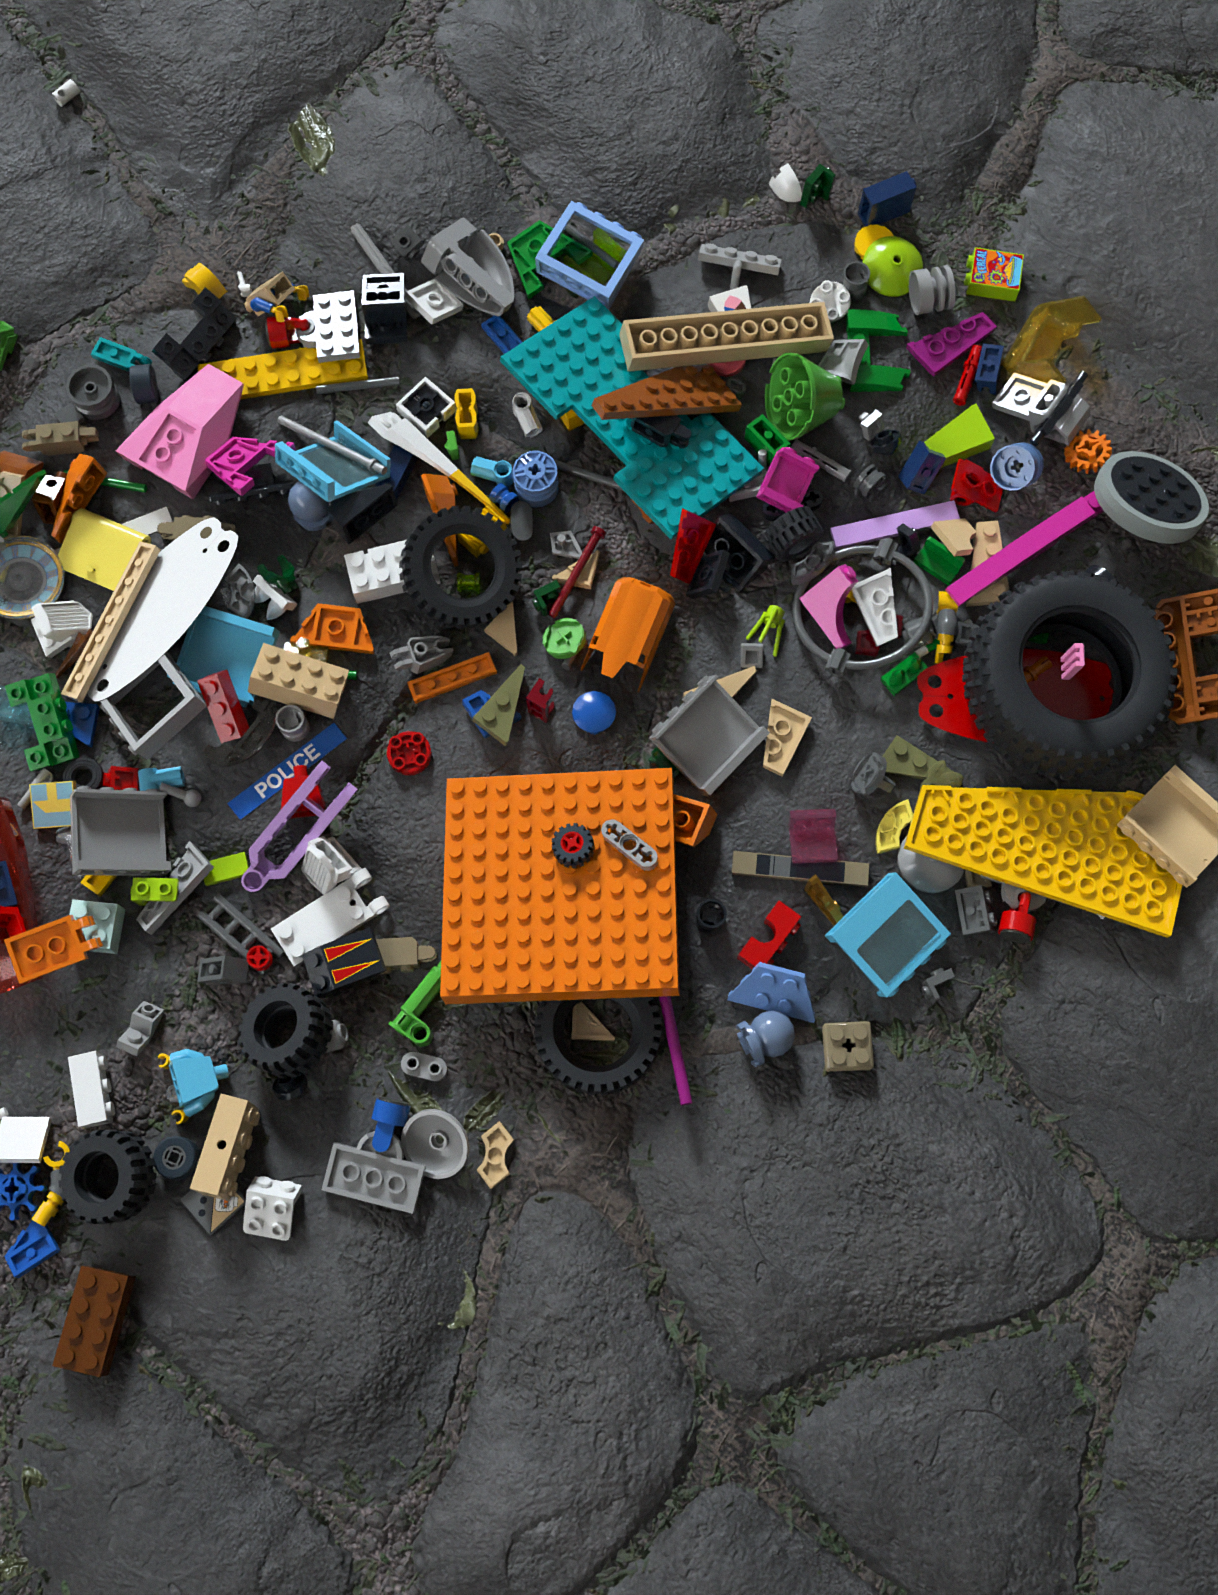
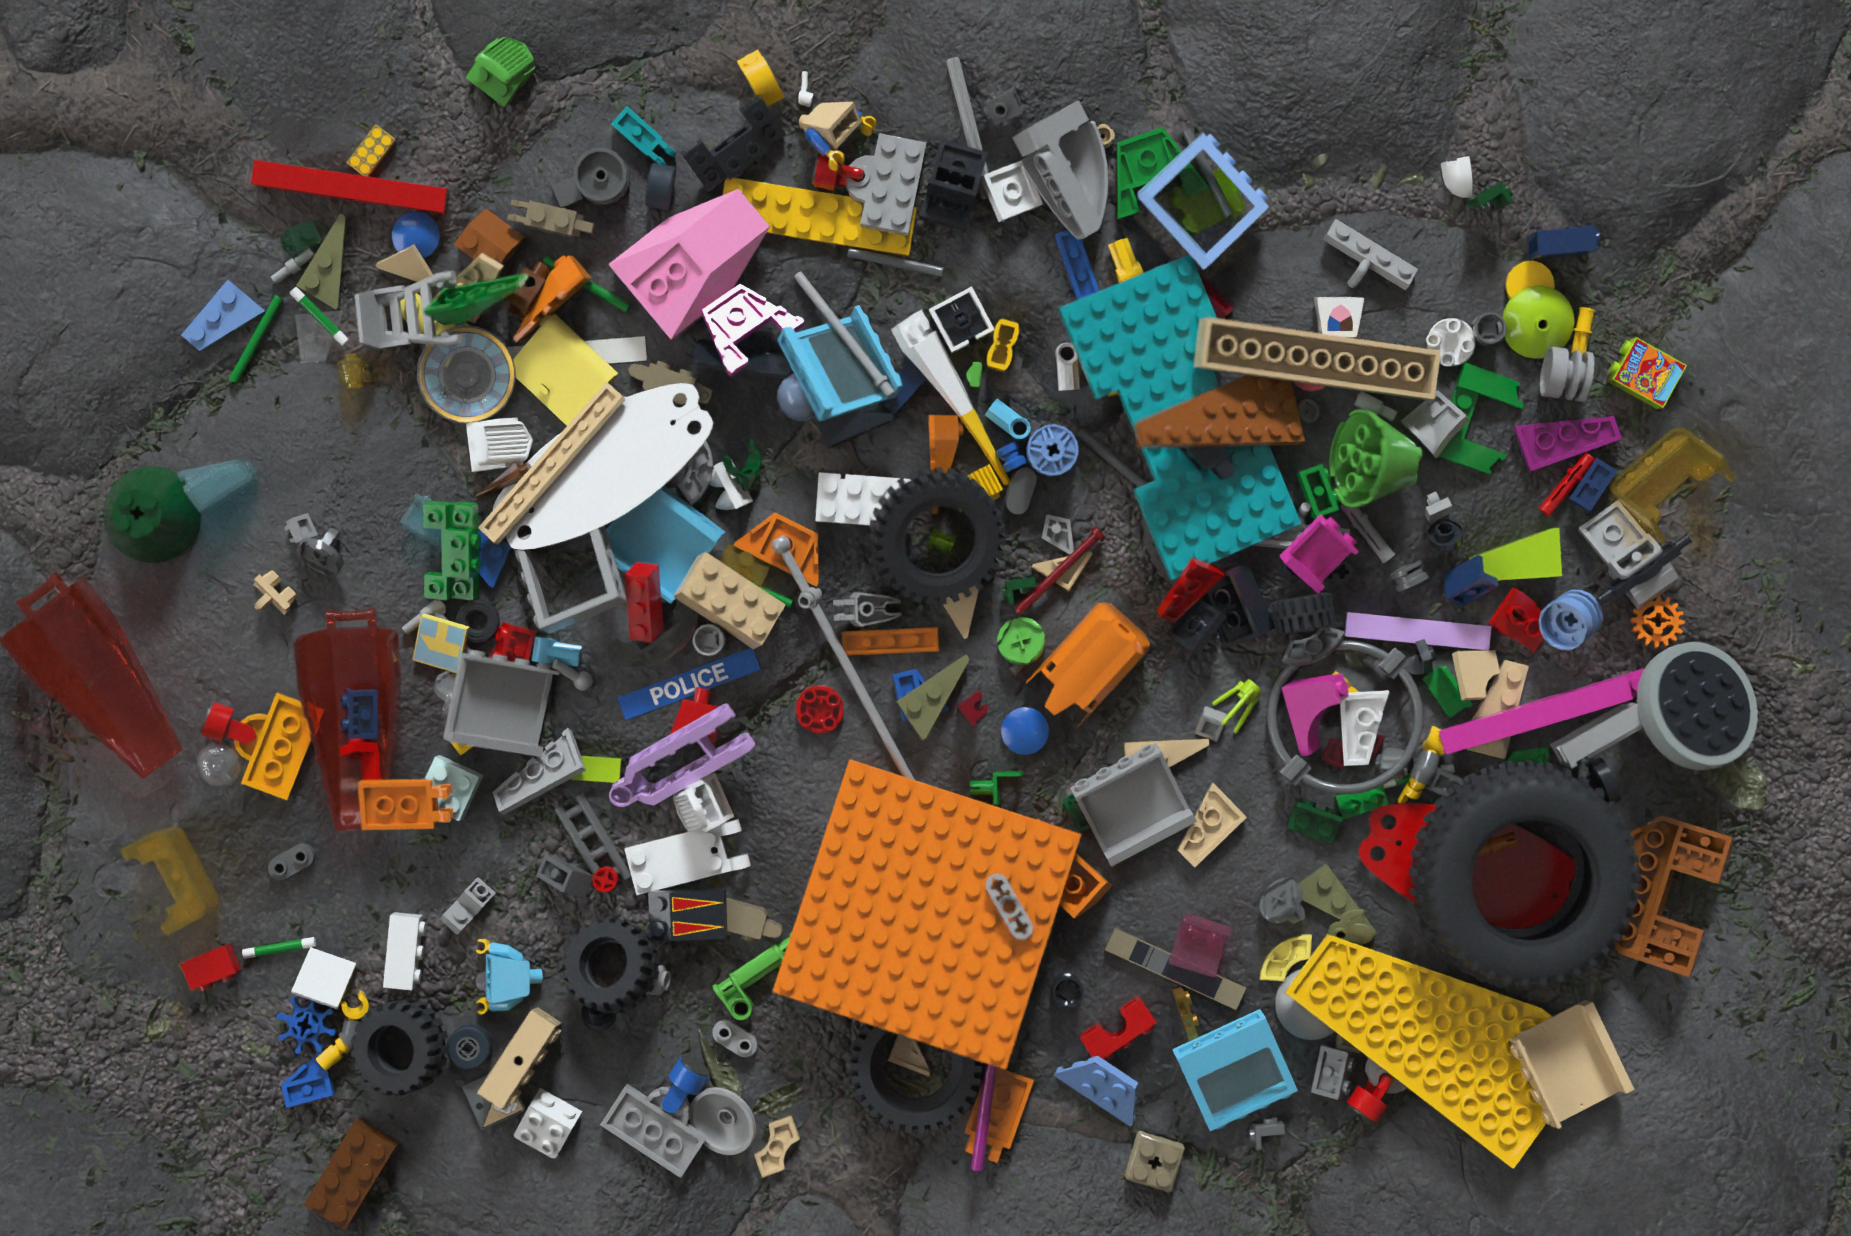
camera: 20 degrees right, 15 degrees up
(154, 890) = (519, 773): lime bracket -> none
(372, 660) = (810, 598): none -> light grey bar
(569, 838) = (945, 886): black wheel -> none
(582, 765) = (992, 787): none -> green bracket
(695, 1042) = (1007, 1108): none -> orange tile
(768, 1035) = (1080, 1128): sand blue tile -> none
(871, 702) = (1314, 821): none -> dark green bracket
(929, 255) = (1582, 329): none -> yellow axle
(1071, 663) = (1519, 886): bright pink tile -> none
(1084, 543) = (1597, 734): none -> light grey door

